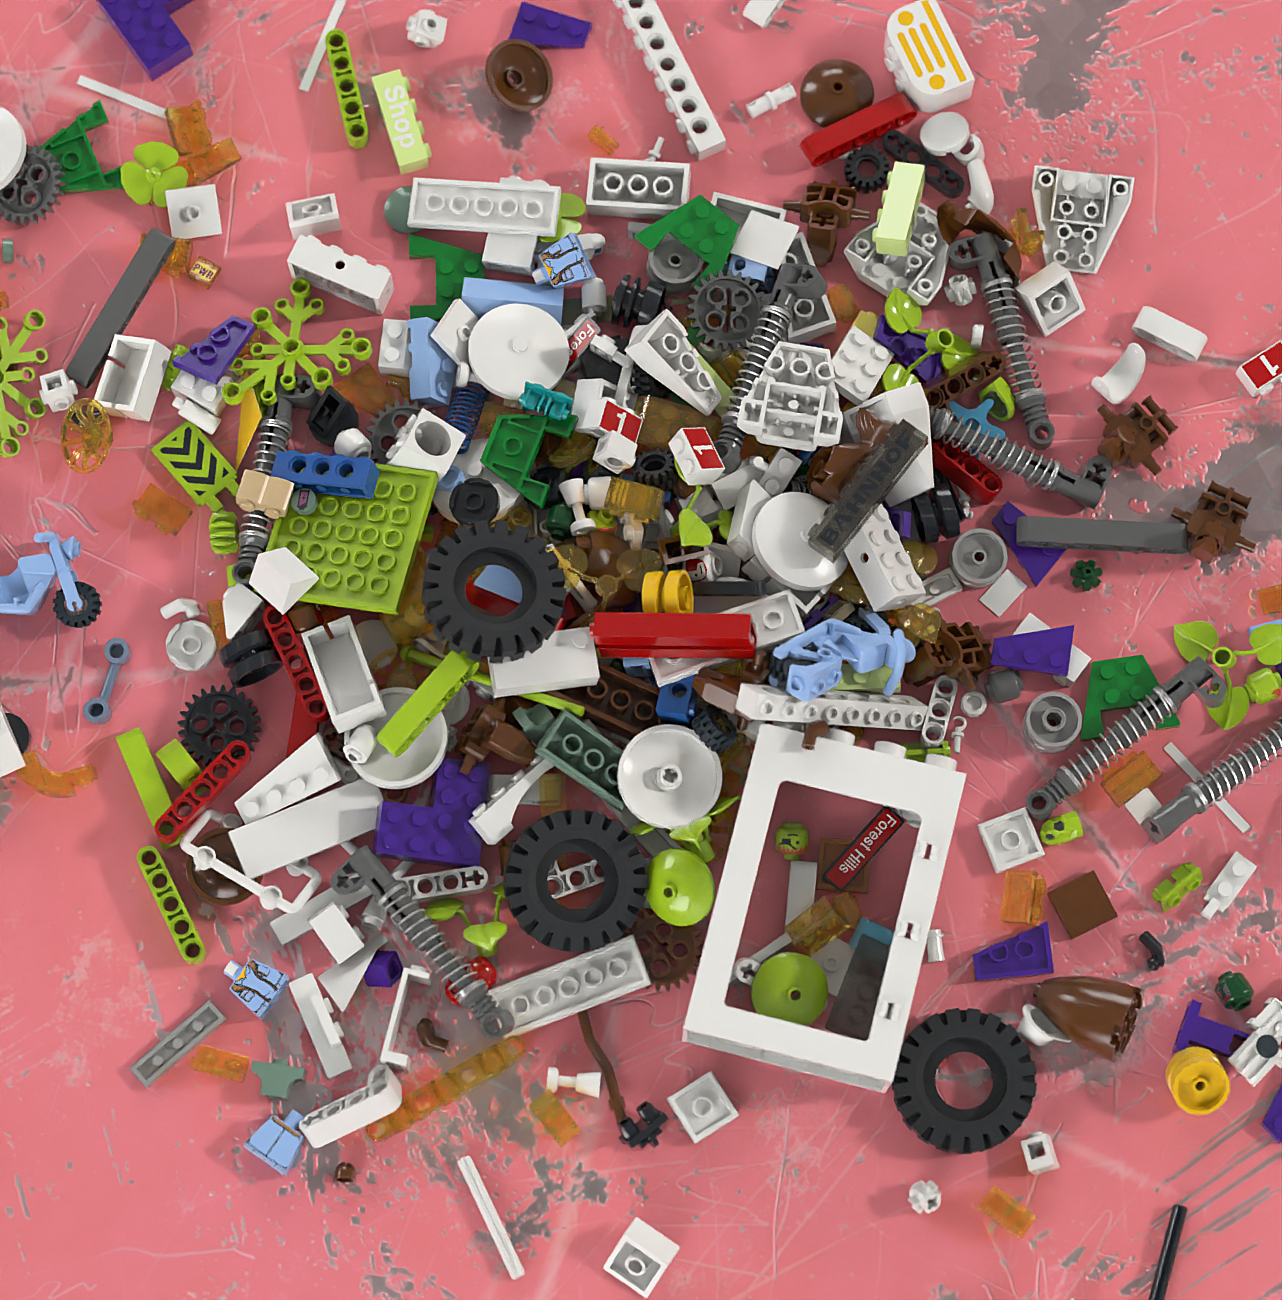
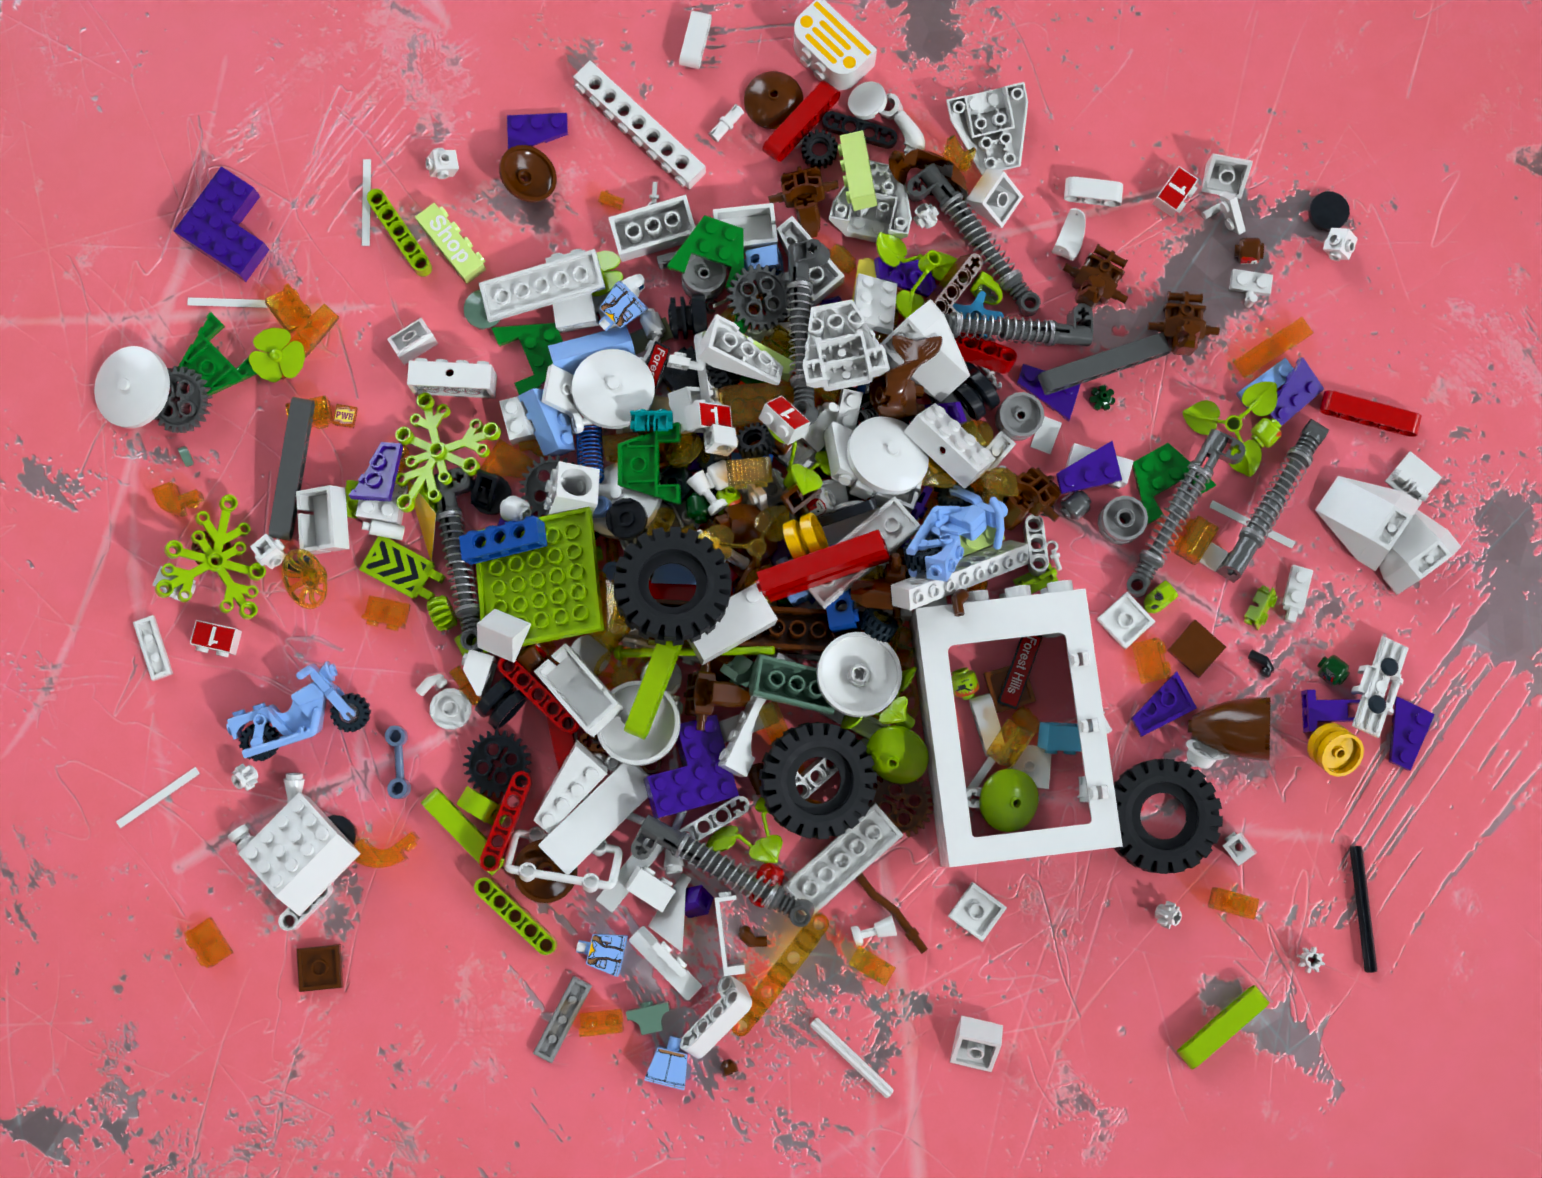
camera: 25 degrees left, 5 degrees up
(193, 211) = (318, 372): white plate -> none
(264, 493) = (462, 573): tan brick -> none
(304, 501) = (495, 567): sand green tile -> none
(361, 744) = (613, 739): white brick -> none
(645, 1130) = (940, 947): black hips -> none
(764, 239) = (766, 232): white sticker -> none
(839, 610) = (935, 498): dark tan tile -> none
(860, 990) = (1065, 780): clear smoke tile -> none
(867, 491) = (926, 398): clear smoke brick -> none
(973, 704) = (1058, 528): white tile -> none
(977, 336) = (952, 247): white tile -> none

